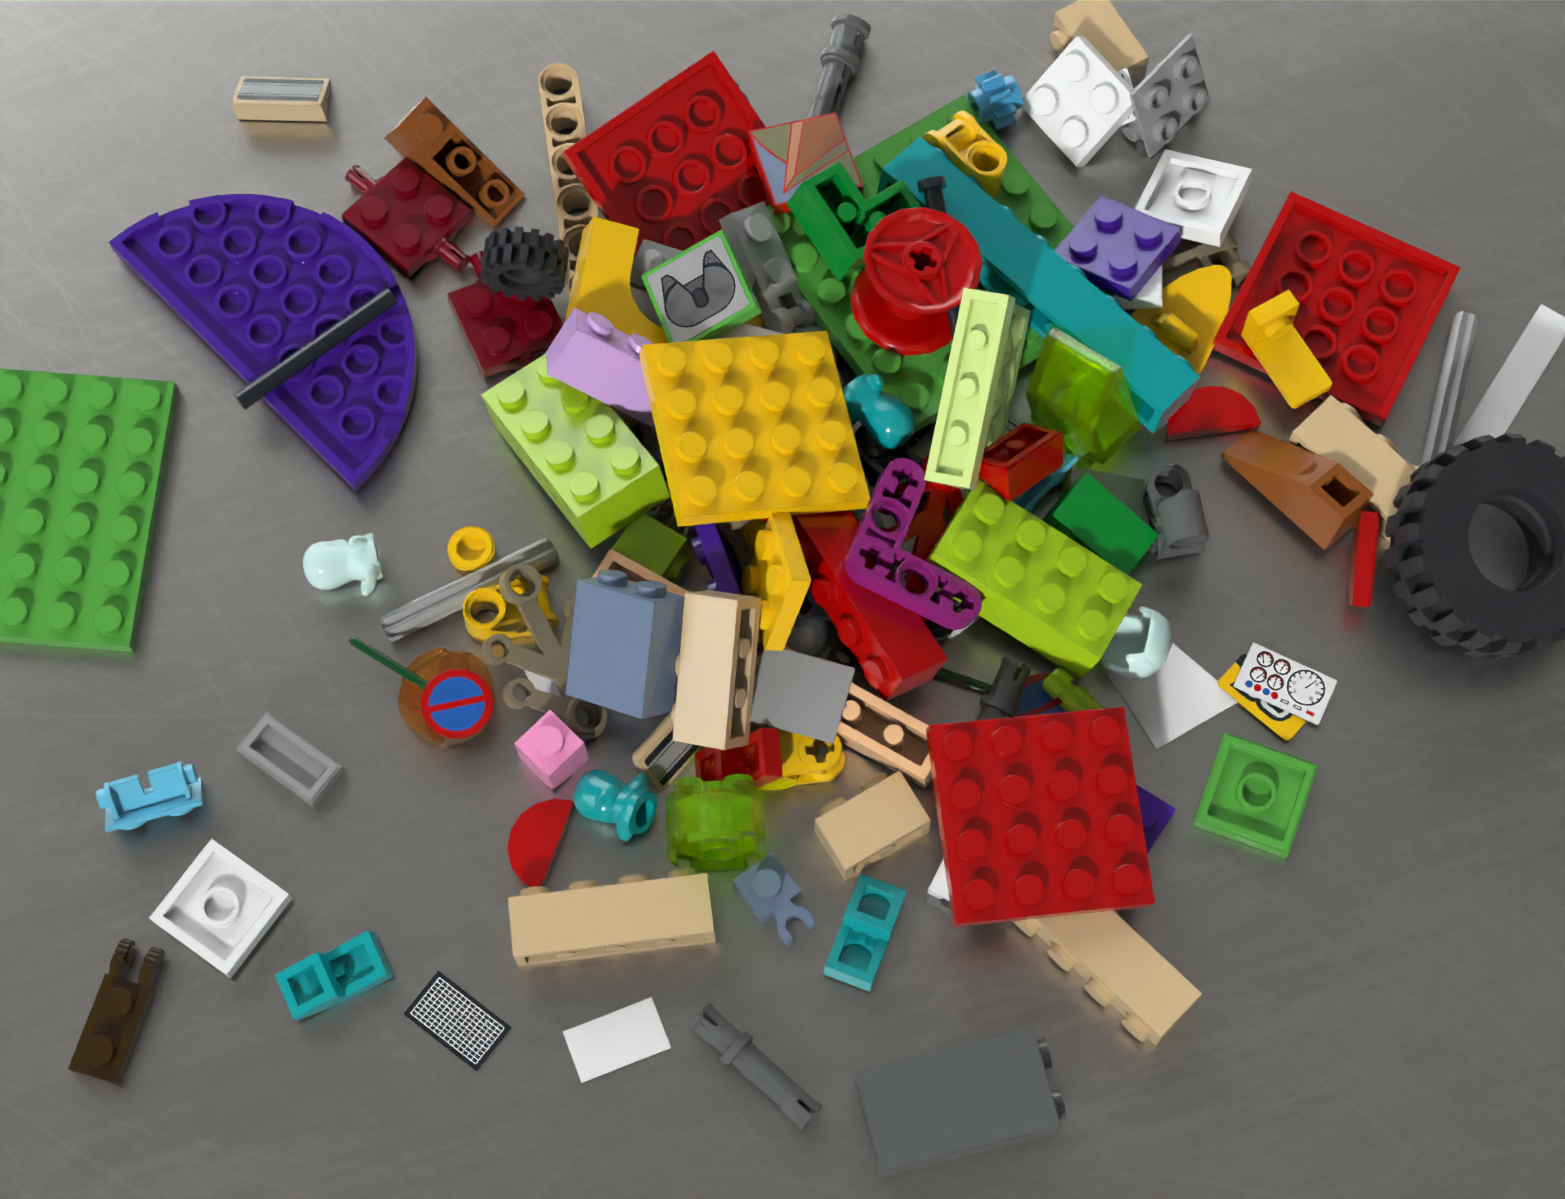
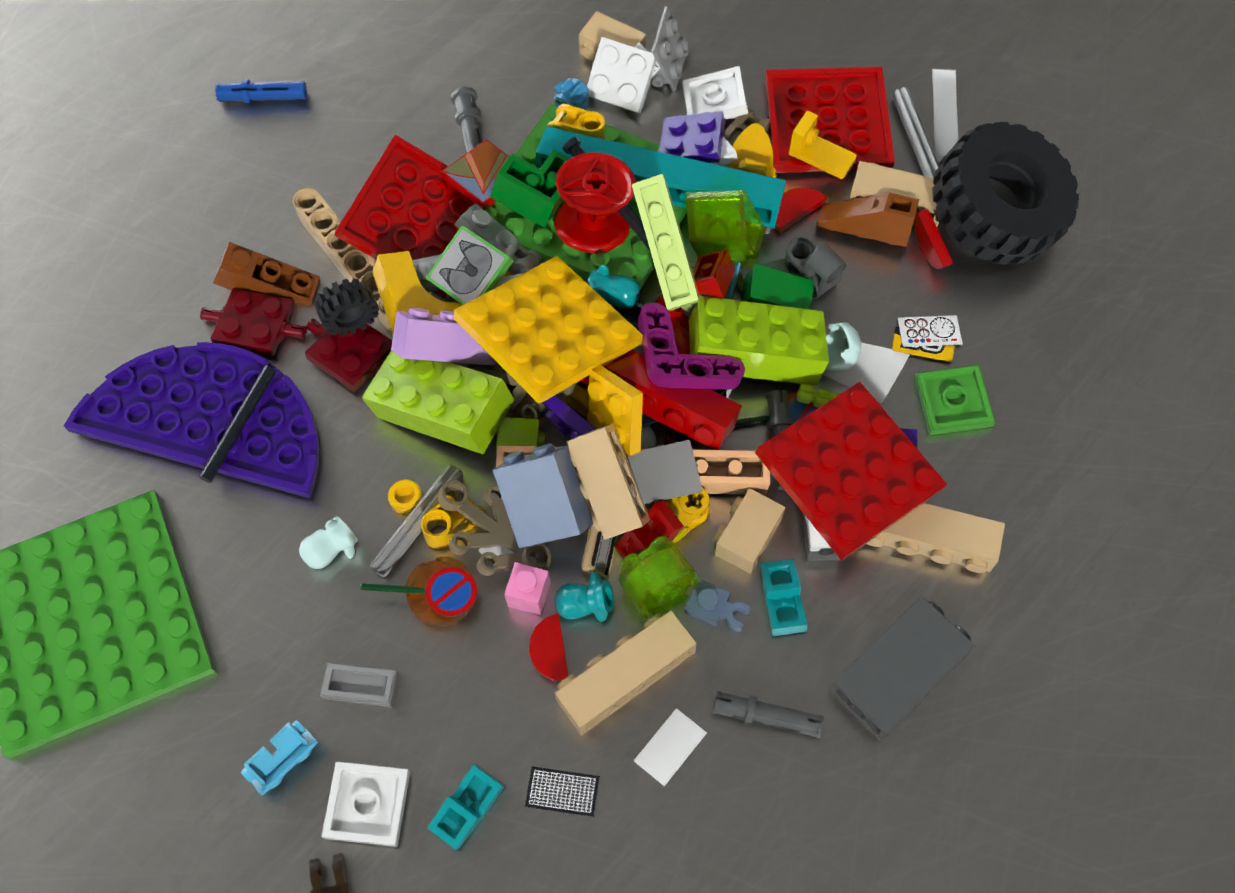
camera: 30 degrees left, 5 degrees down
(282, 98) = (133, 292): slope -> none

